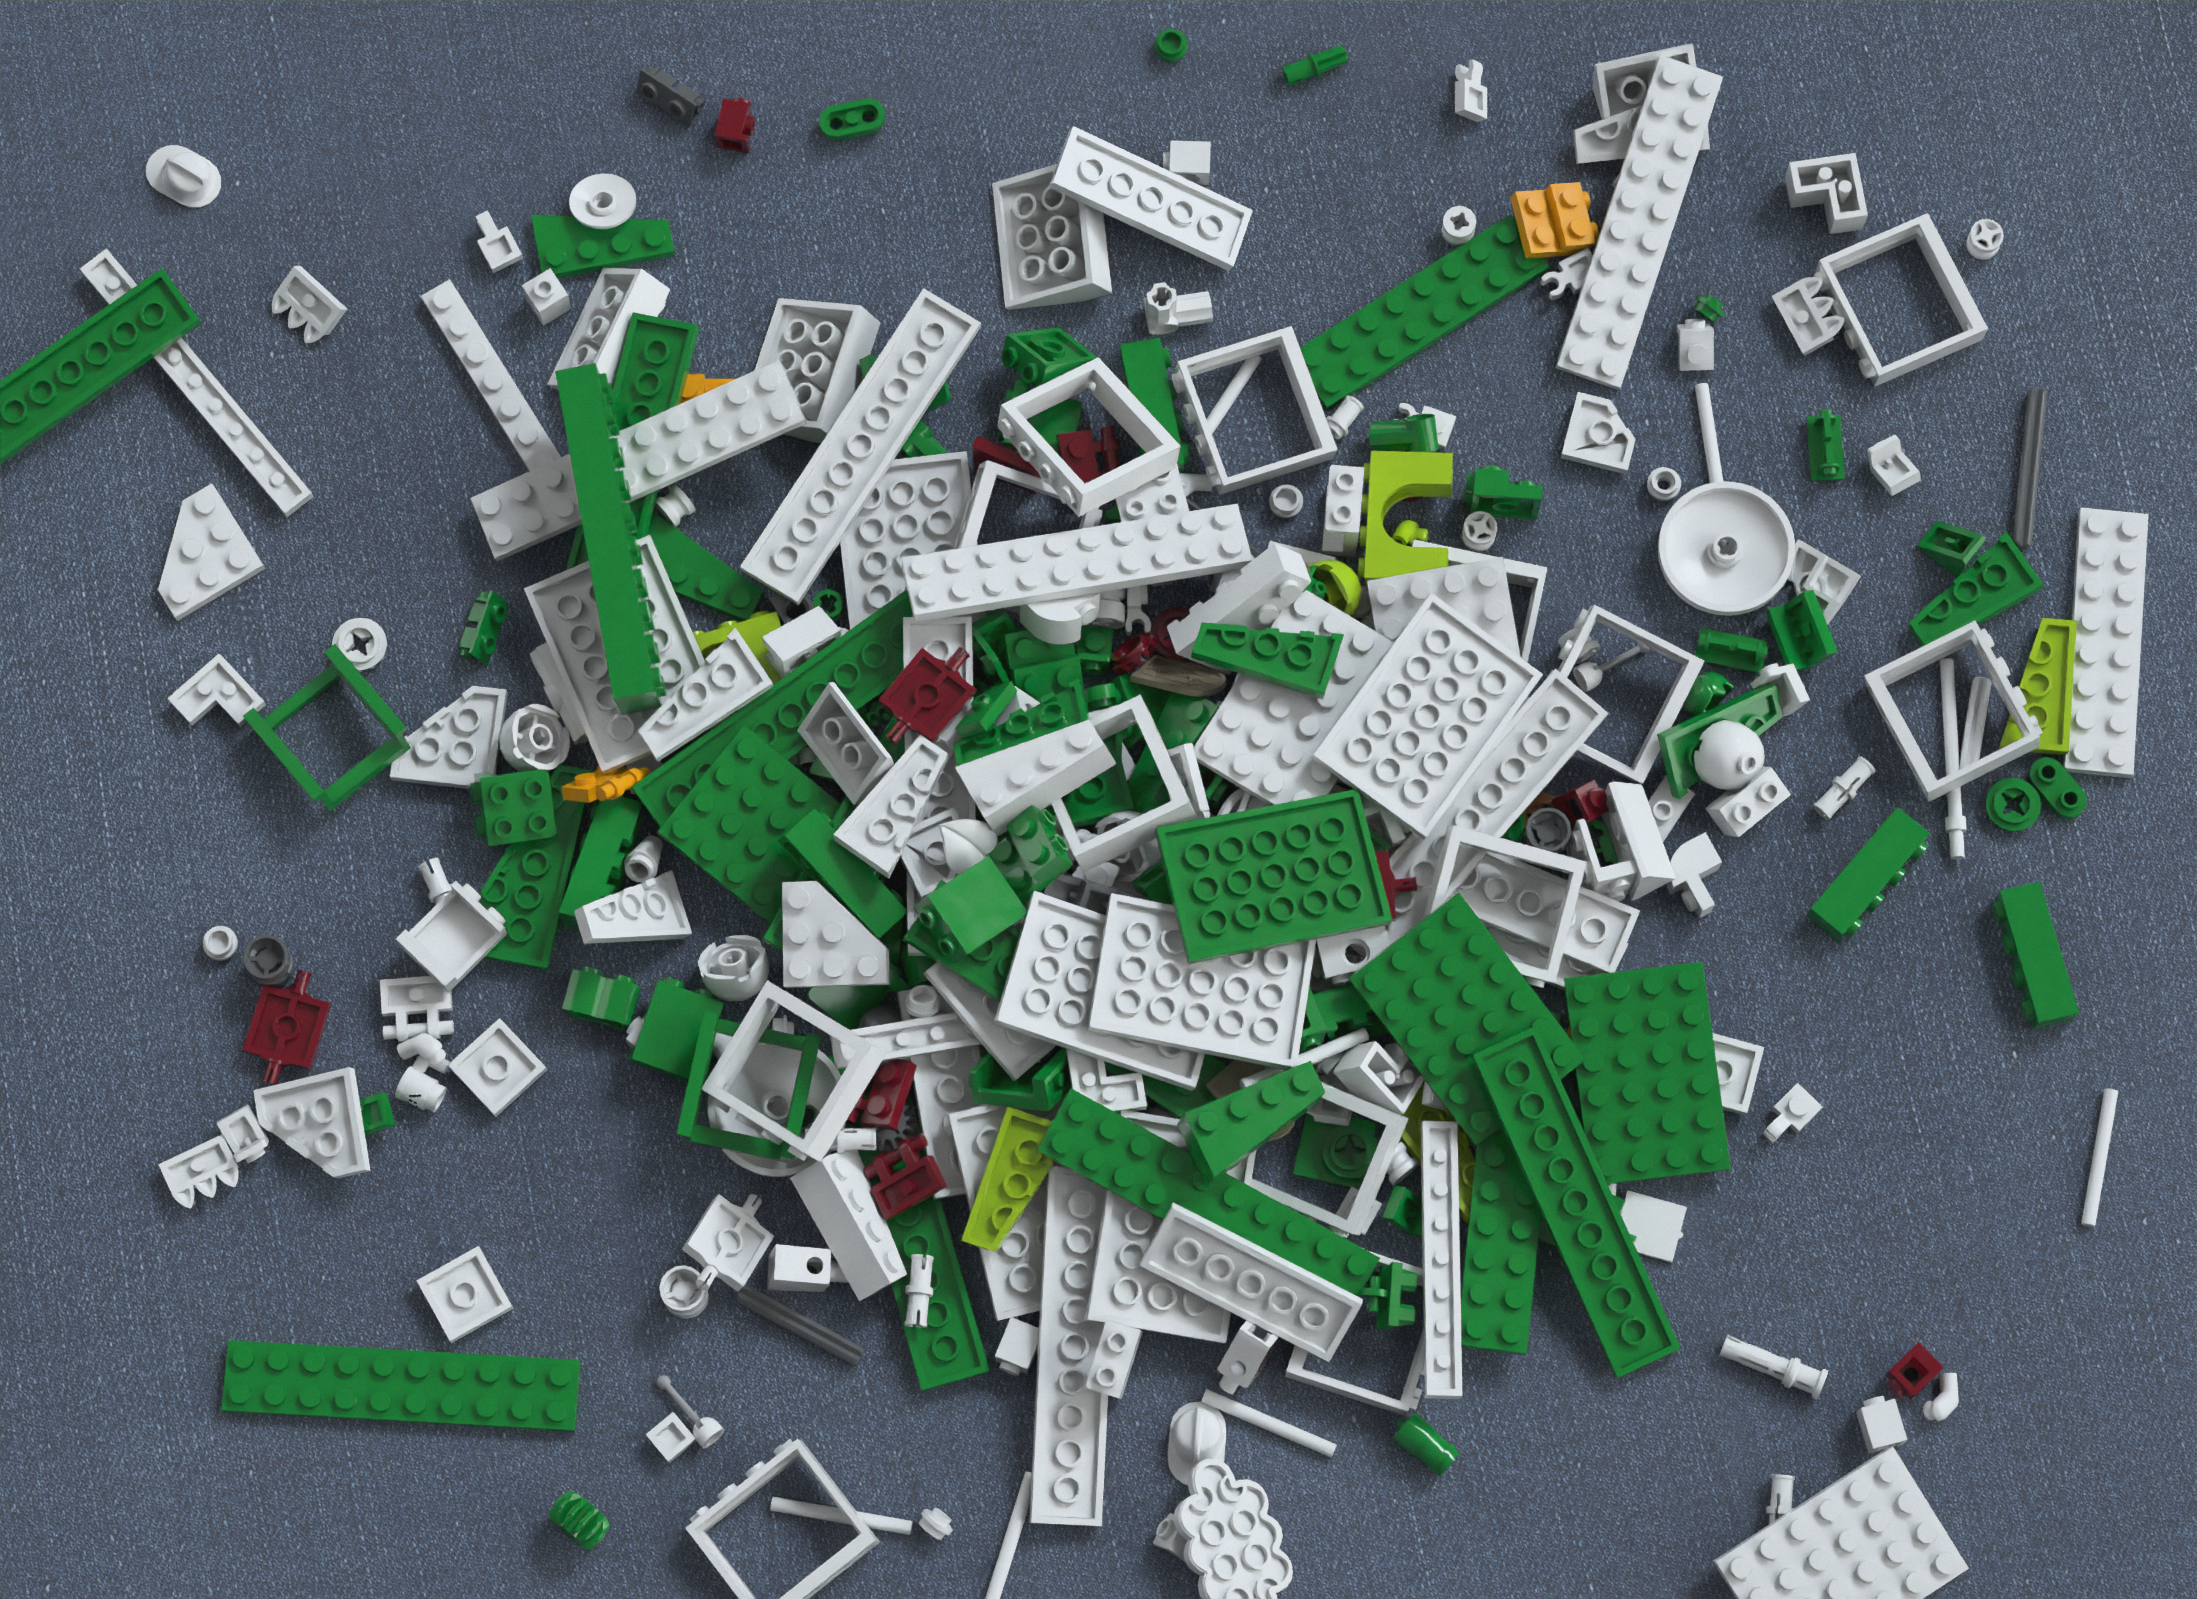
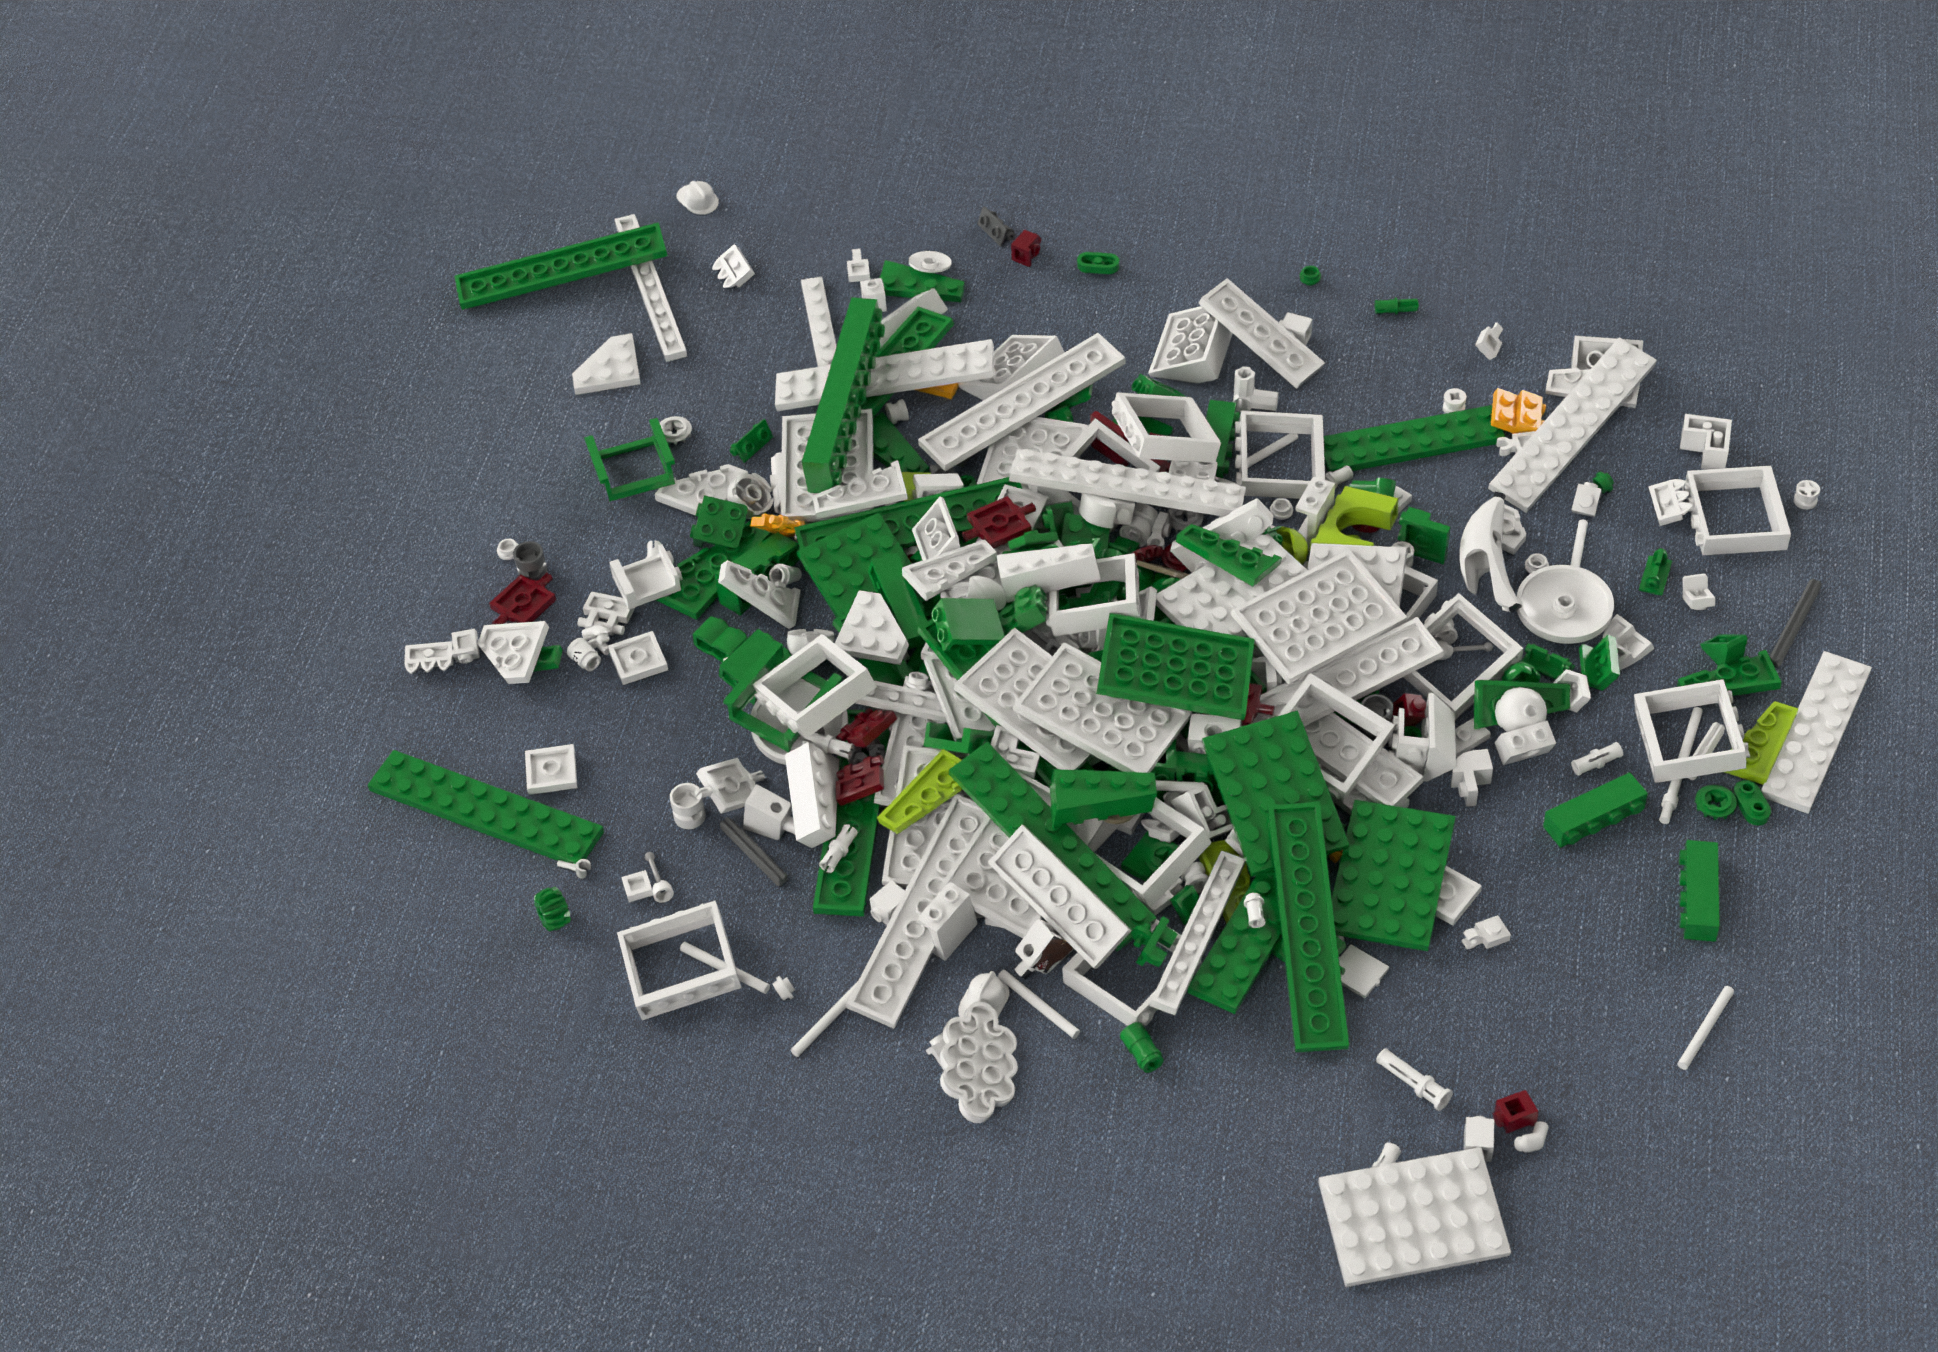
camera: 25 degrees right, 25 degrees down
(212, 686) = (576, 425): white plate -> none
(569, 1435) = (578, 867): none -> white hand
(1501, 1202) = (1255, 910): none -> white pin
(1589, 492) = (1483, 552): none -> white piece

